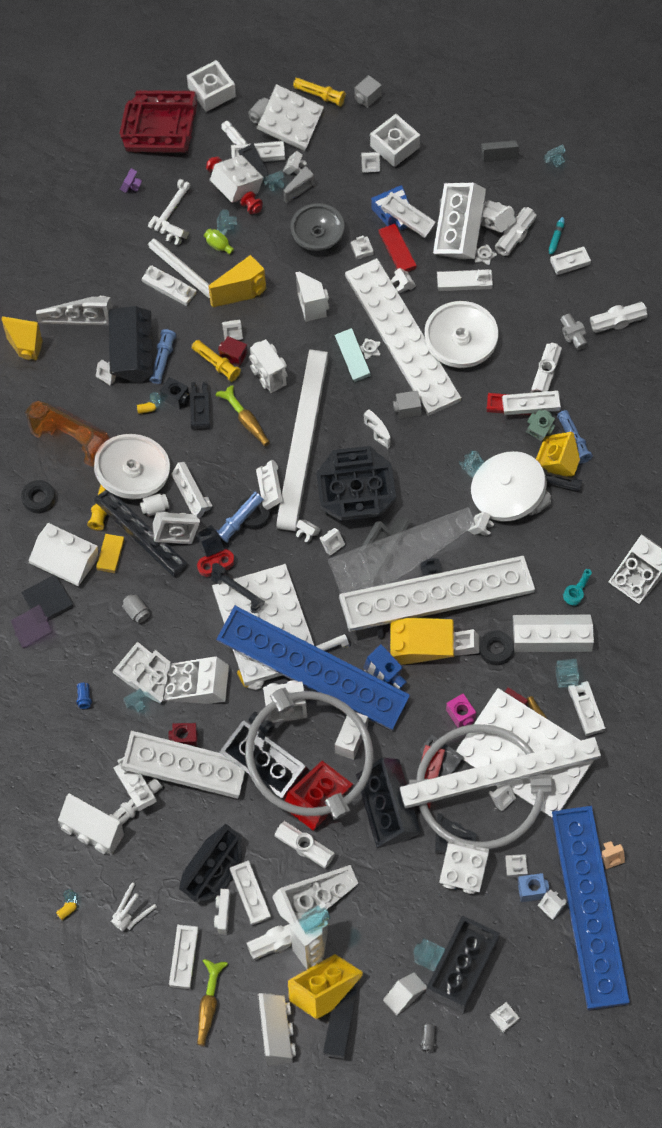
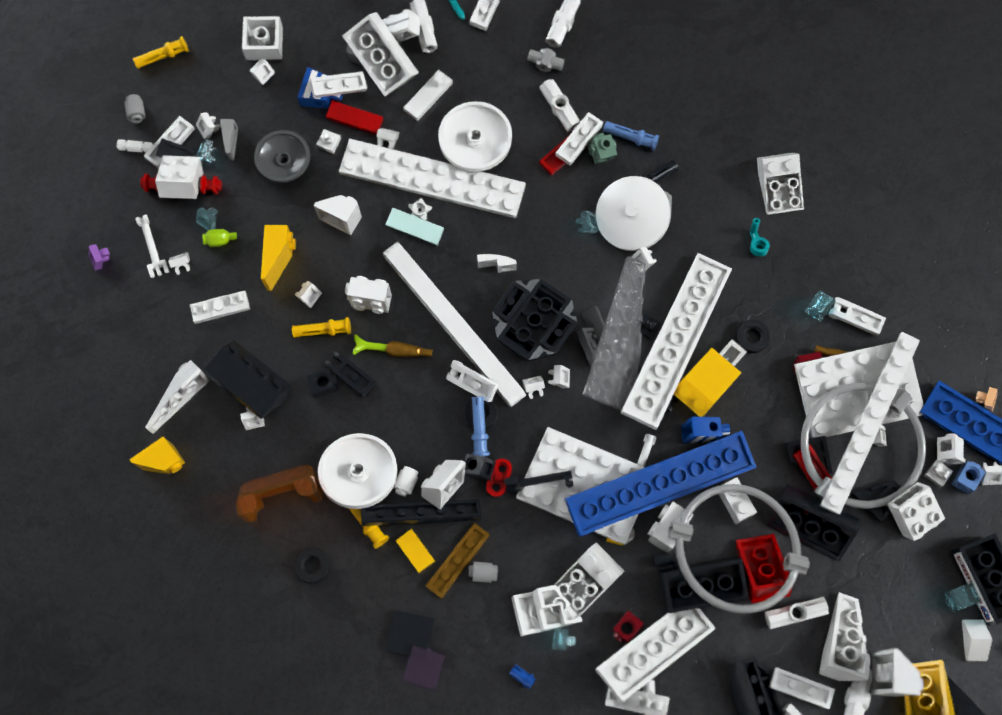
camera: 50 degrees left, 10 degrees up
(63, 554) = (385, 590): white slope -> none
(126, 586) = (457, 560): none -> pearl gold tile
(151, 405) = (313, 408): arm -> none
(158, 121) = (64, 190): dark red wedge -> none
(164, 349) = (275, 358): medium blue pin -> none
(179, 266) = (214, 284): white axle -> none
(190, 491) = (418, 444): white hinge -> none
(211, 85) = (75, 124): white brick -> none
(233, 350) = (327, 309): dark red brick -> none
(290, 117) = (163, 93): white plate -> none
(314, 920) = (909, 670): clear light blue brick -> none
(368, 91) = (198, 20): light grey brick -> none
(407, 404) = (496, 224): light grey brick -> none
(457, 704) = (777, 408): dark pink brick -> none
(484, 250) = (420, 59): white plate -> none
(541, 856) = (950, 449): none -> white brick
(552, 633) = (776, 285): white slope -> none
(559, 454) = (638, 157): yellow slope -> none

